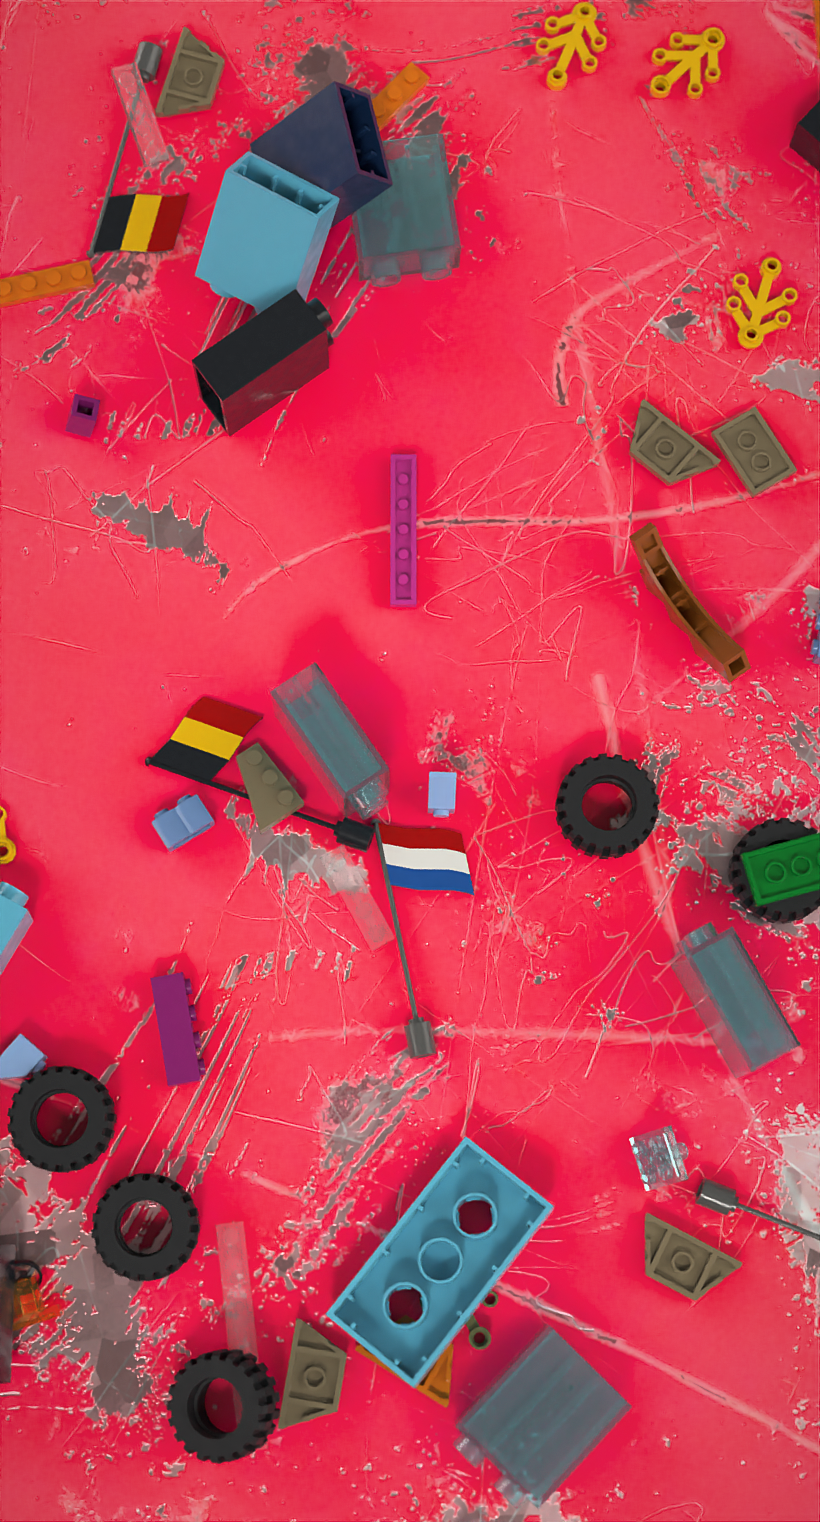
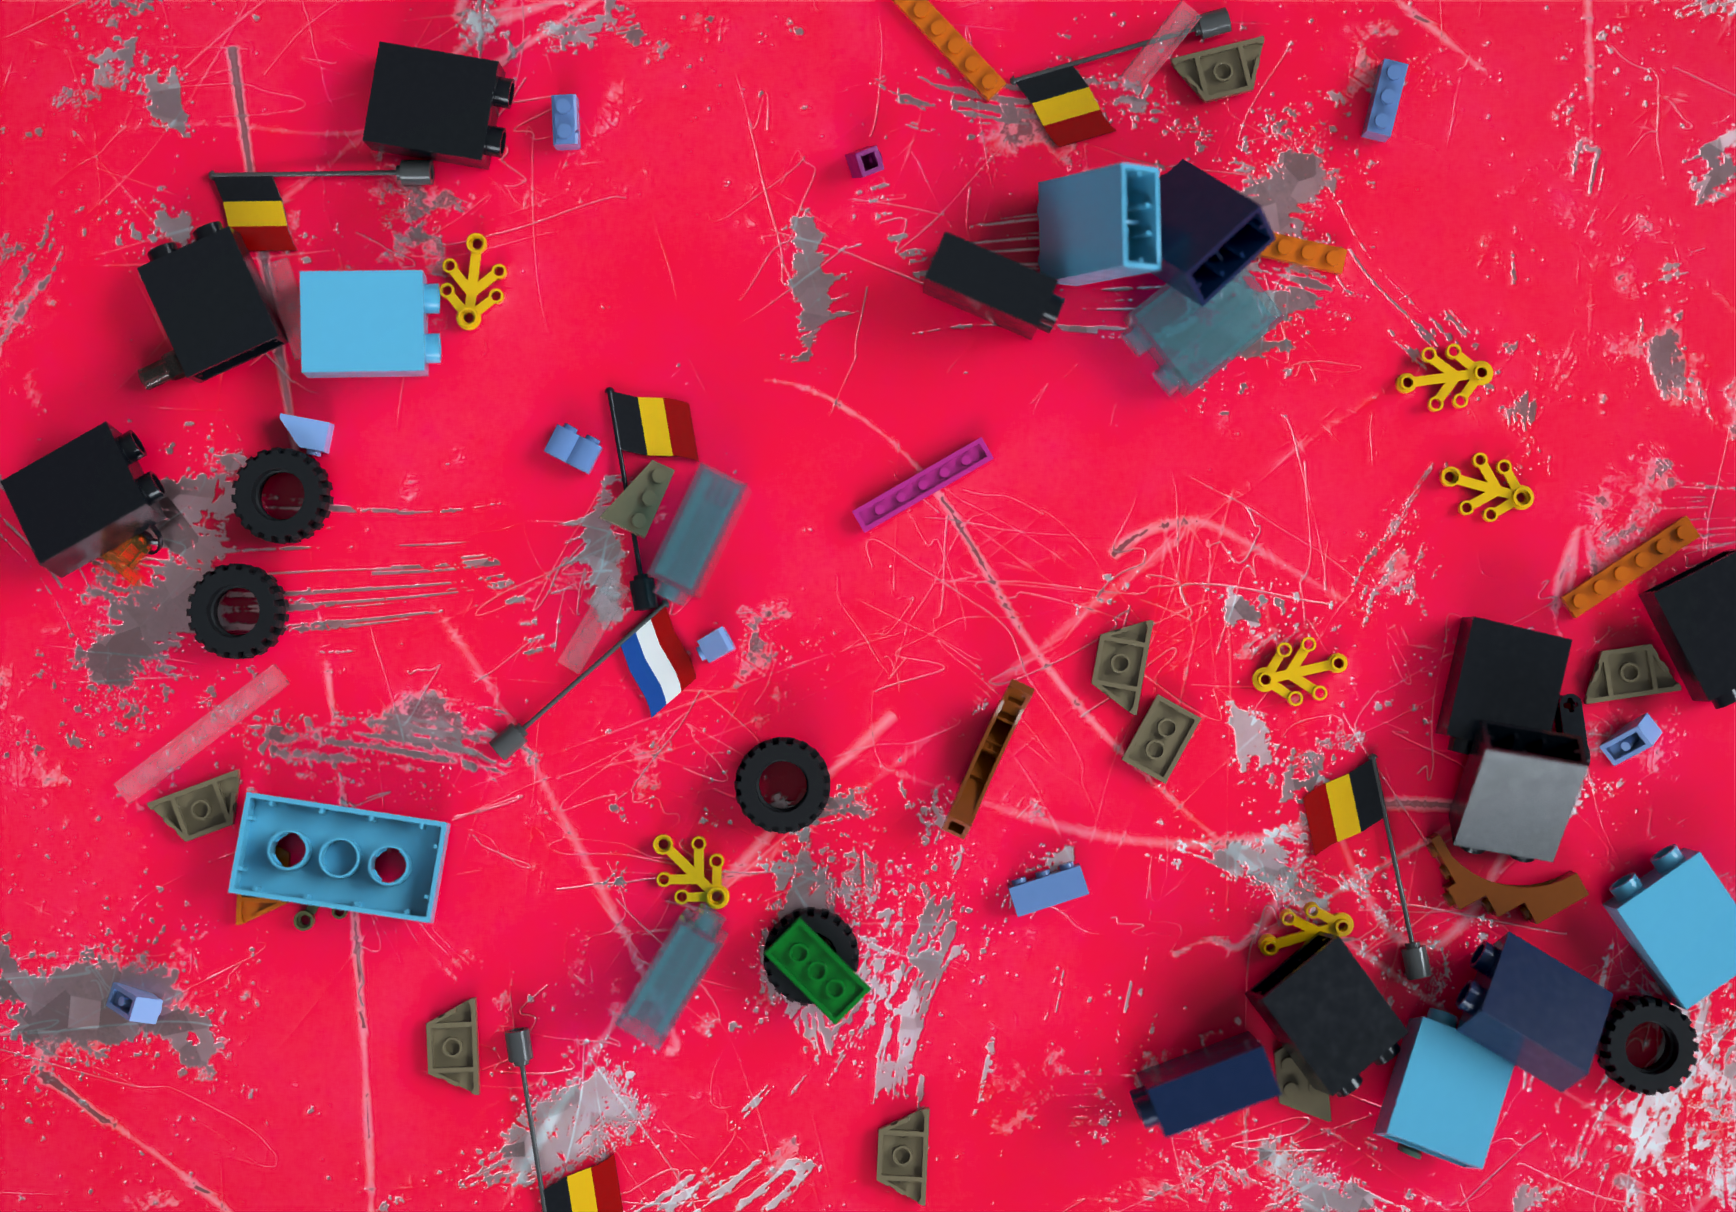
camera: 65 degrees right, 10 degrees up
(176, 1029) = (405, 544): magenta brick -> none
(189, 1408) = (110, 739): black tyre -> none
(539, 1418) = (267, 1001): clear light blue brick -> none
(643, 938) = (694, 874): none -> yellow plant
(659, 1158) = (522, 984): clear light blue plate -> none

